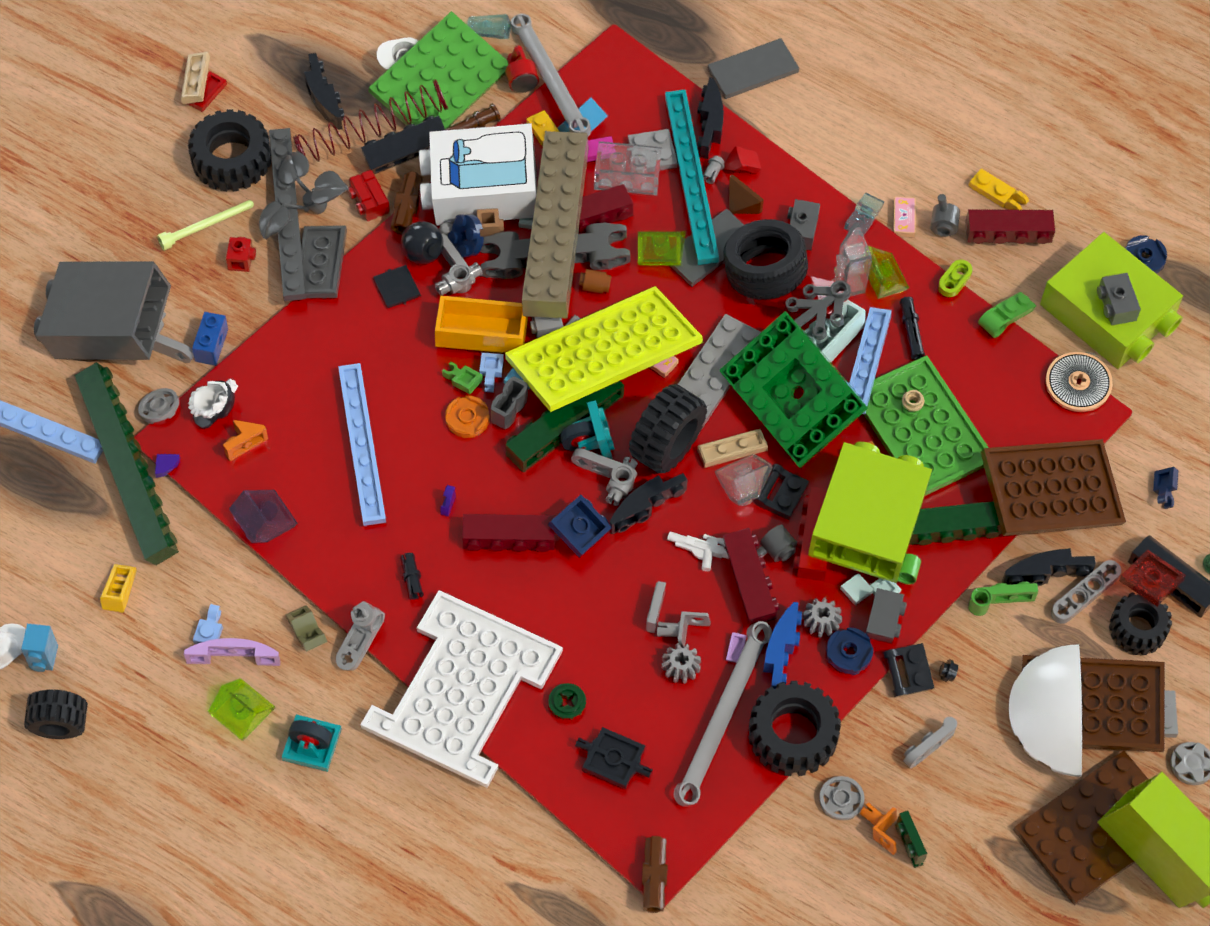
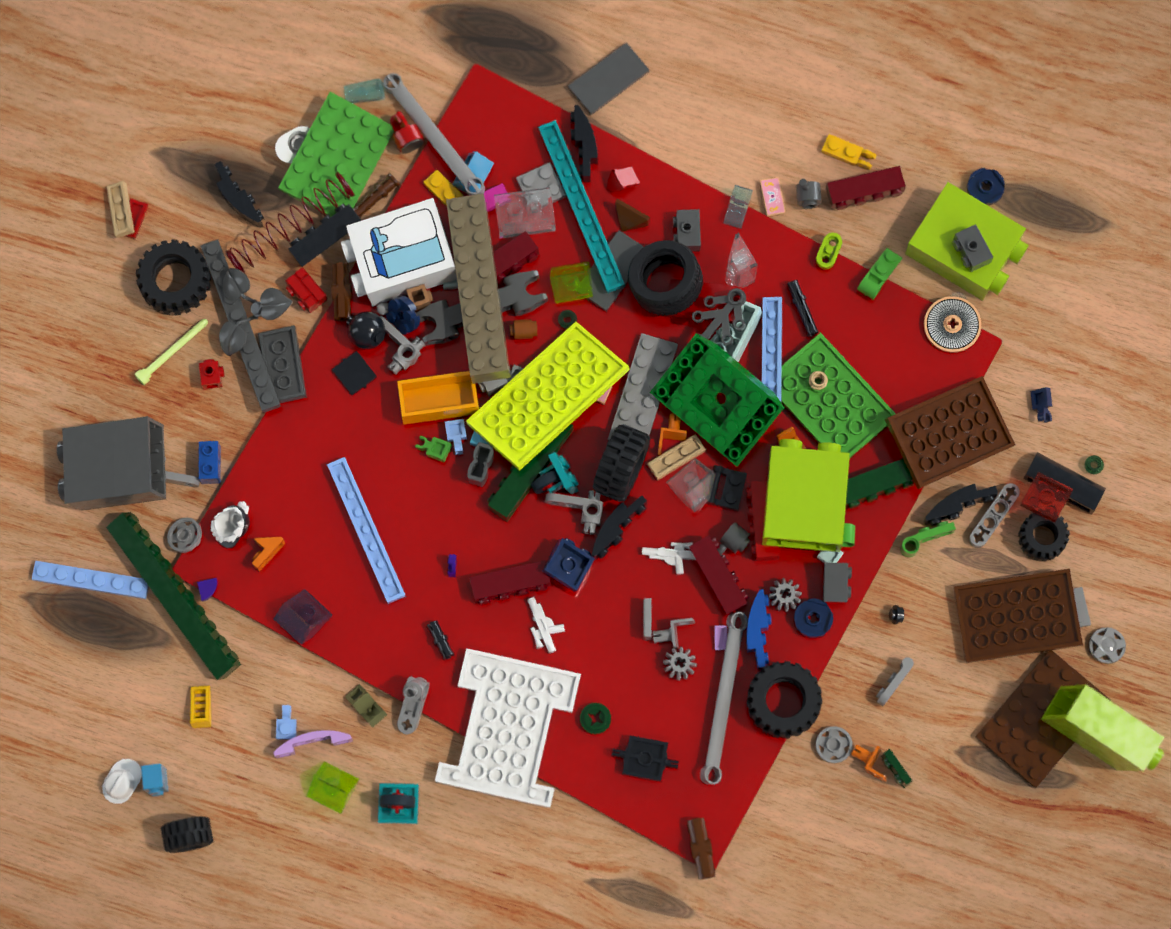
camera: 10 degrees left, 15 degrees up
(467, 416) = (447, 482): orange tile -> none
(536, 590) = (545, 626): none -> white piece
(646, 278) = (566, 313): none -> clear green plate
(715, 165) = (598, 193): light grey pin -> none
(733, 420) = (672, 432): none -> orange bracket
(856, 589) = (807, 561): light aqua tile -> none
(885, 274) = (769, 260): clear neon green slope -> none
(915, 668) = (869, 619): black plate -> none
(1048, 709) = (983, 630): white brick -> none

